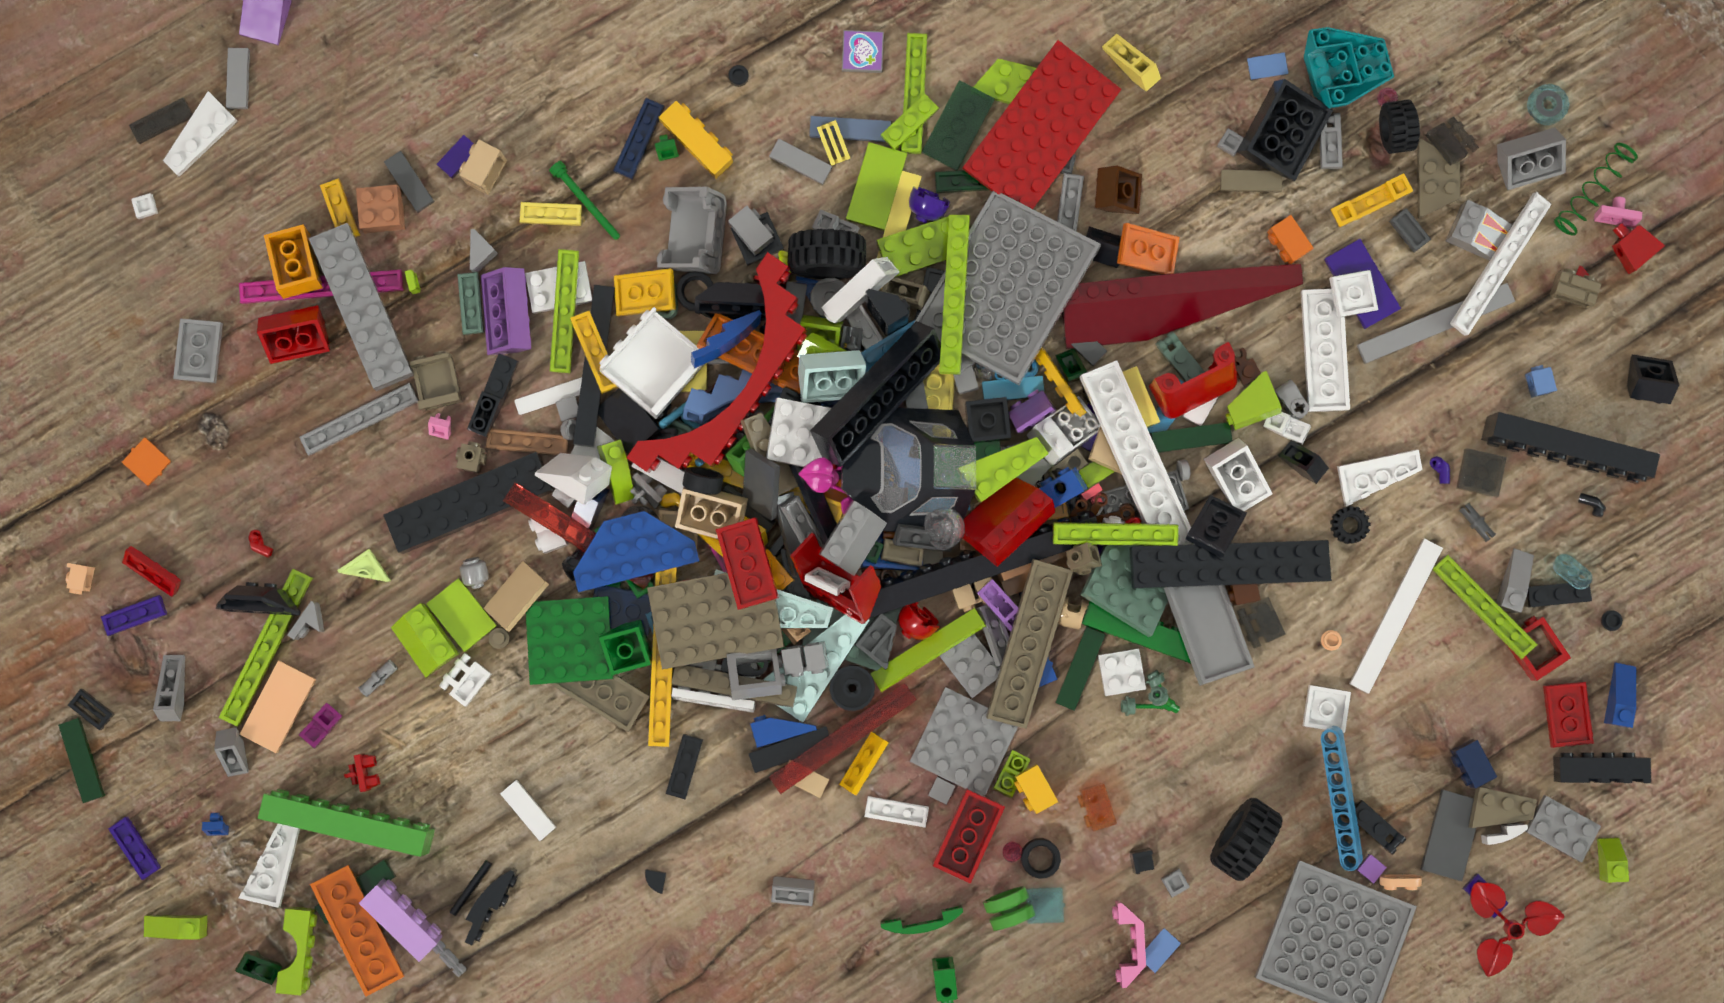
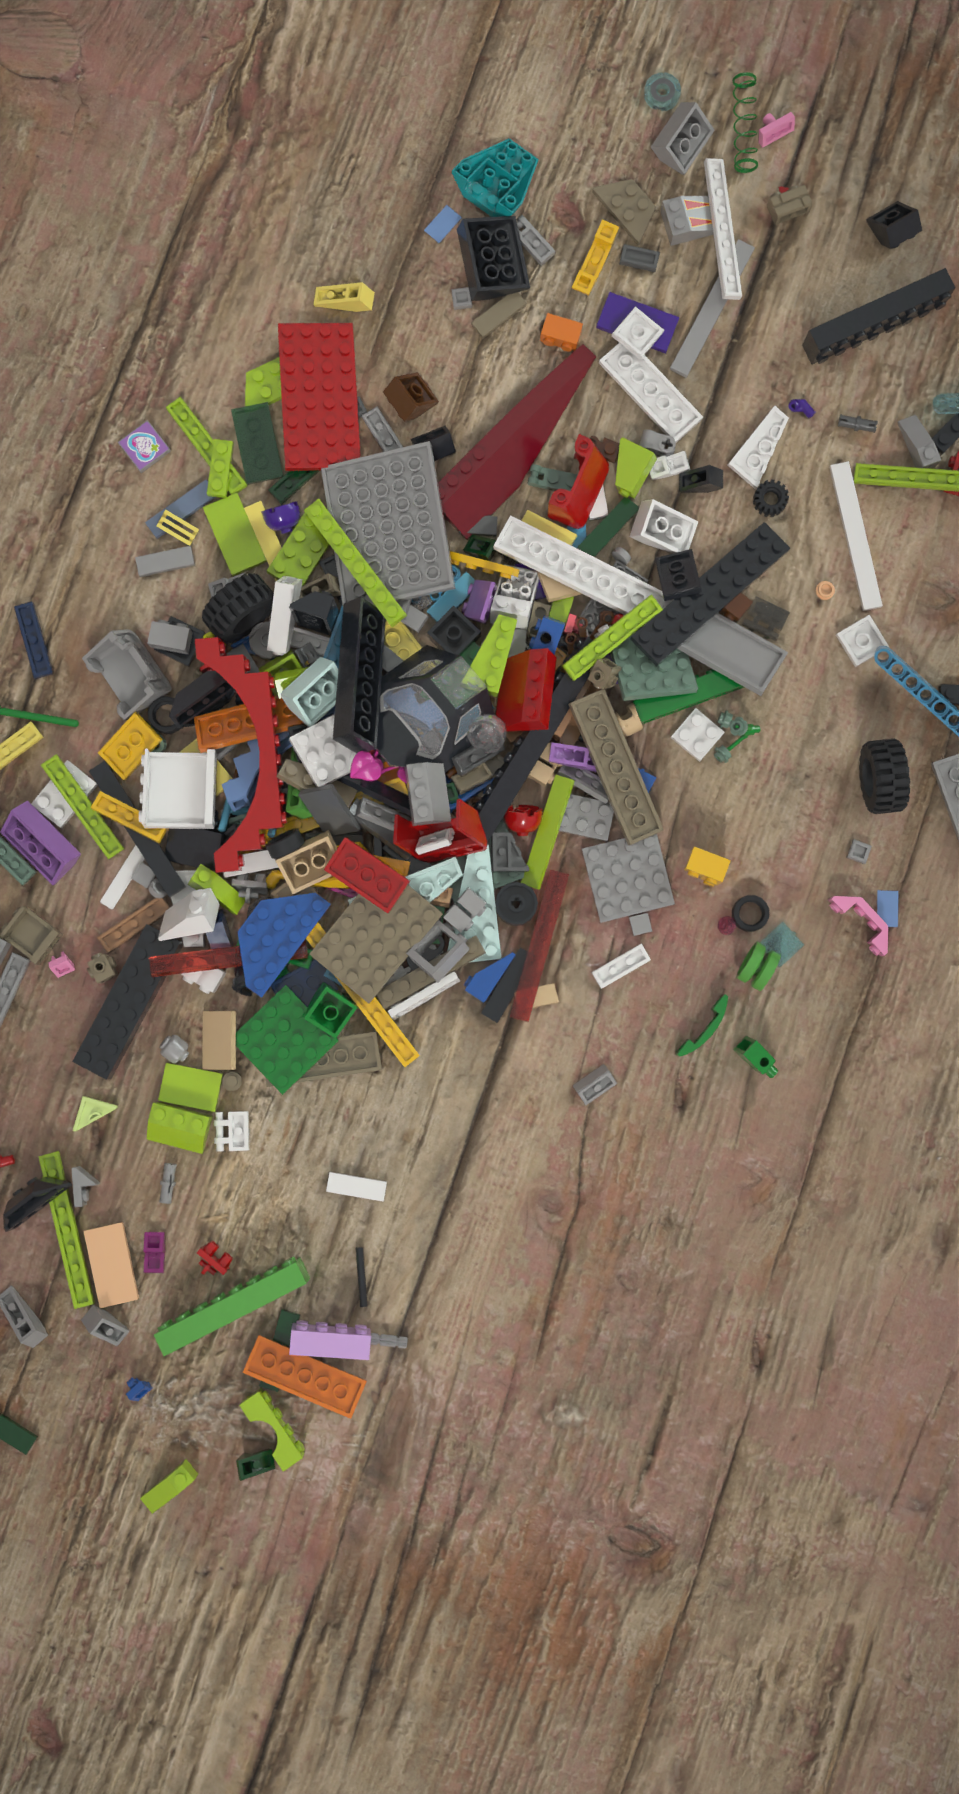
camera: 40 degrees left, 0 degrees up
(134, 848) = (91, 1455): dark purple tile -> none
(272, 870) = (205, 1383): white wing -> none
(492, 897) = (384, 1268): black slope -> none
(494, 395) = (82, 910): black slope -> none
(655, 880) = (490, 1159): black tile -> none
(666, 148) = (59, 630): green tile -> none
(684, 766) = (442, 1061): black tile -> none
(696, 139) = (75, 606): yellow brick -> none
(732, 334) = (218, 722): blue slope -> none
(738, 75) = (68, 536): black tile -> none
(863, 763) = (569, 951): yellow plate -> none
(968, 835) = (686, 939): red brick -> none
(1014, 765) = (680, 879): lime slope -> none
(1080, 668) = (666, 756): dark green tile -> none
(1097, 807) = (760, 844): clear orange brick -> none
(1141, 860) = (822, 855): black panel -> none
(1148, 249) = (466, 420): orange tile -> none
(1389, 92) = (546, 172): clear pink plate -> none
(1399, 126) = (571, 188): black tyre -> none
(1448, 144) = (616, 175): clear smoke plate -> none
(1481, 472) = (831, 386): clear smoke plate -> none
(1540, 381) = (819, 288): medium blue brick -> none
(1597, 505) = (927, 342): black arm -> none
(1635, 246) = (806, 141): red torso -> none

